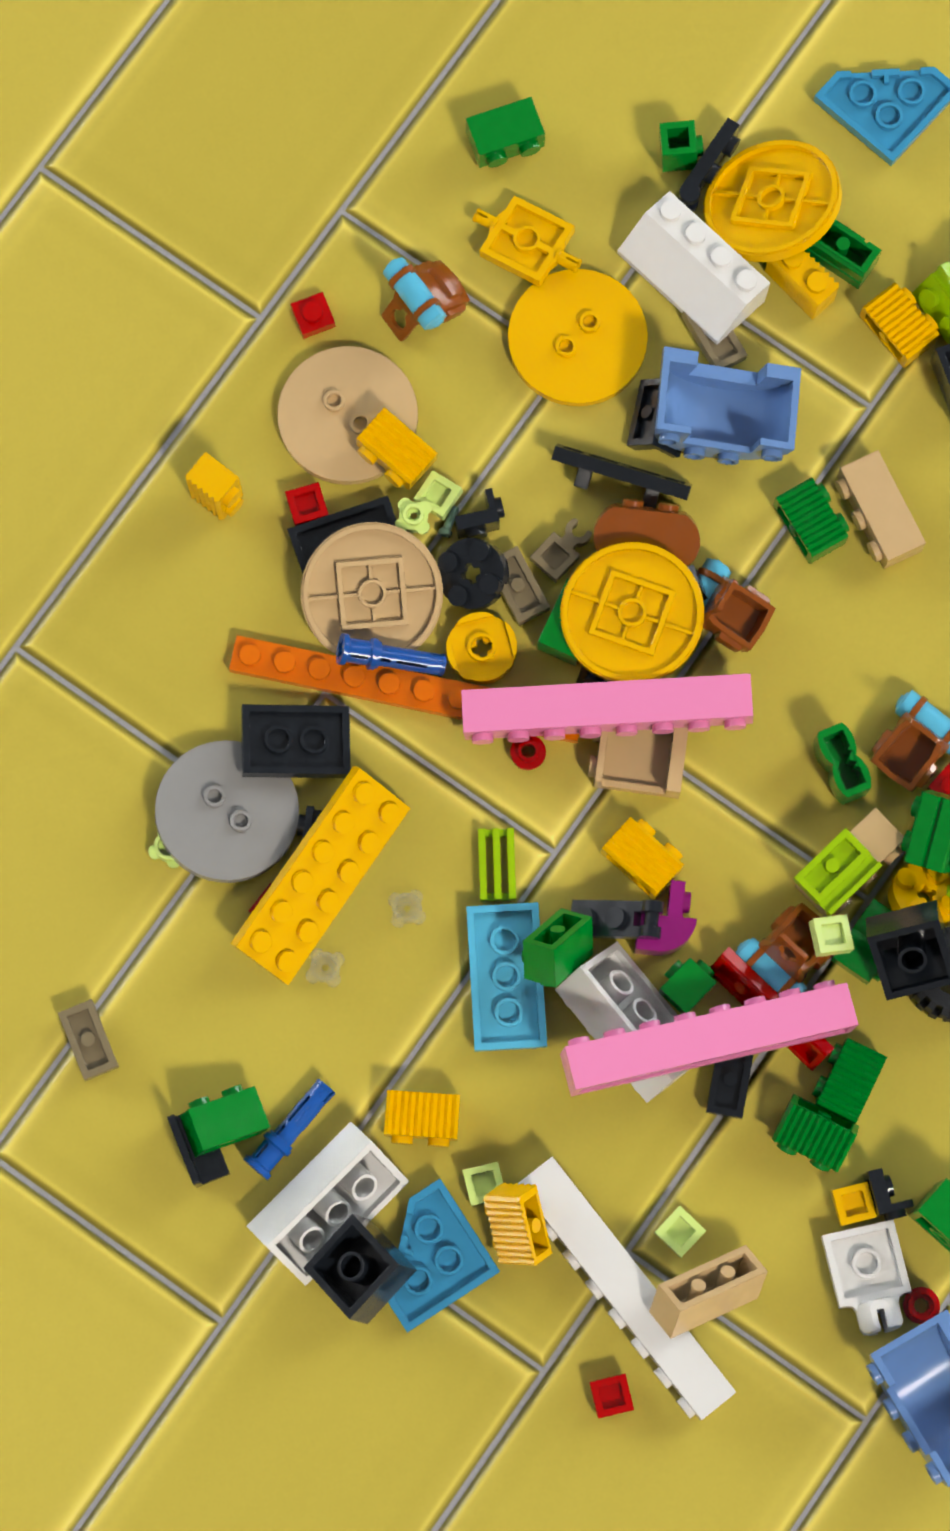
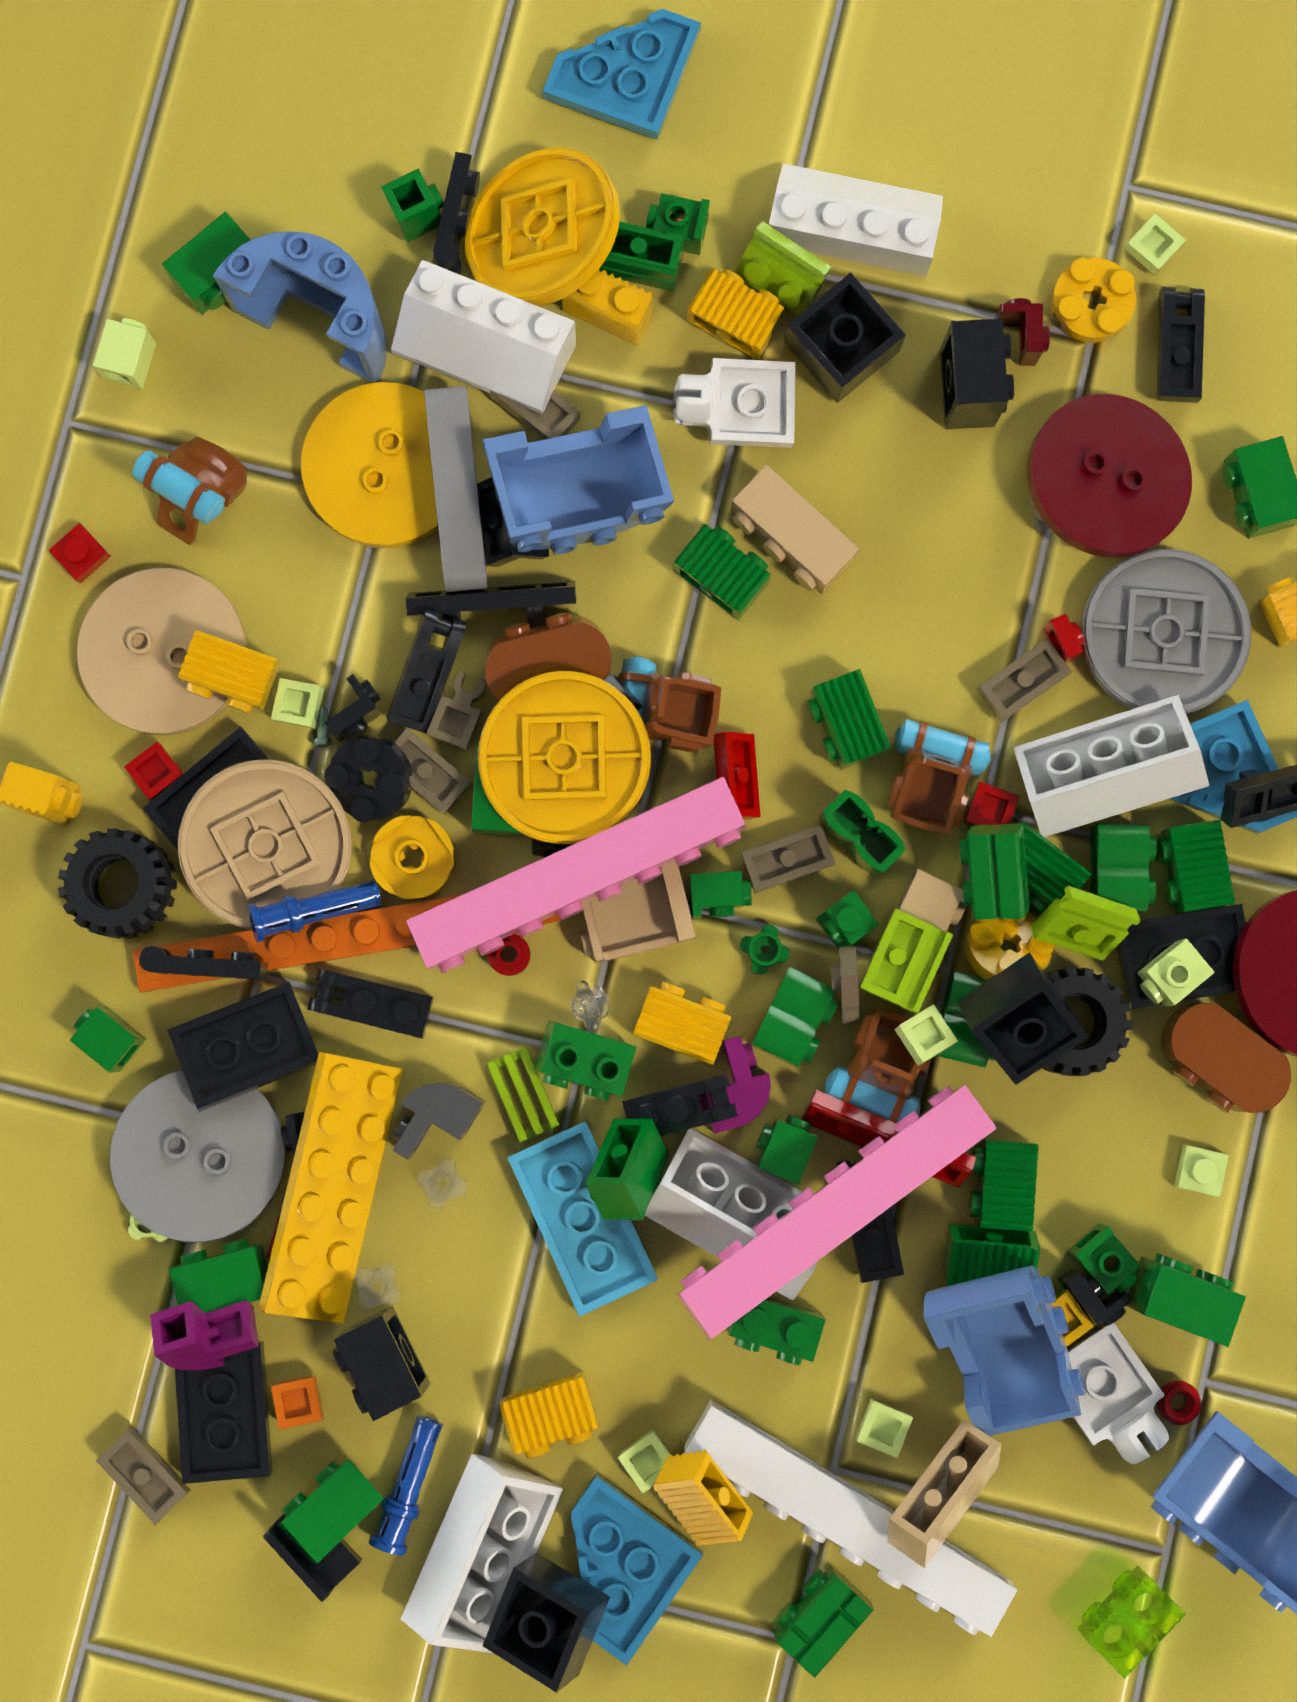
camera: 20 degrees left, 5 degrees up
(168, 1015) = (224, 1420): none -> black plate
(177, 949) = (200, 1340): none -> magenta brick
(190, 694) = (106, 1038): none -> green brick
(206, 912) = (221, 1278): none -> green brick
(229, 1031) = (297, 1402): none -> orange plate
(240, 551) = (83, 877): none -> black tyre
(290, 665) = (202, 963): none -> black plate
(309, 1022) = (381, 1364): none -> black brick
(405, 749) = (372, 1004): none -> black plate
(409, 175) = (125, 352): none -> yellowish green brick
(420, 524) = (289, 743): yellowish green plate -> none
(429, 845) = (437, 1104): none -> dark grey brick
(527, 241) = (285, 377): yellow plate -> none
(548, 508) = (425, 672): none -> black plate
(556, 854) = (584, 1059): none -> green brick
(573, 1359) = (821, 1619): none -> green brick
(576, 814) = (589, 1004): none -> clear plate
(582, 172) = (317, 273): none -> medium blue cylinder
(611, 1396) = (879, 1643): red plate -> none
(625, 1117) = (780, 1327): none -> green brick
(627, 377) = (455, 489): none -> light grey beam
(711, 767) = (719, 893): none -> green brick
(733, 886) = (794, 1018): none -> green brick
(737, 818) = (769, 938): none -> green plate
(766, 671) = (737, 764): none -> red plate
(776, 762) = (787, 859): none -> dark tan plate
(785, 870) = (845, 978): none -> dark tan plate
(801, 1198) = (1007, 1349): none -> medium blue cylinder
(804, 828) = (847, 921): none -> green brick
(819, 1466) = (1140, 1629): none -> clear neon green brick
(866, 673) = (848, 719): none -> green brick
(876, 395) = (740, 402): none -> white plate
(892, 244) = (694, 222): none -> green brick
(893, 1163) = (1093, 1250): none -> green brick

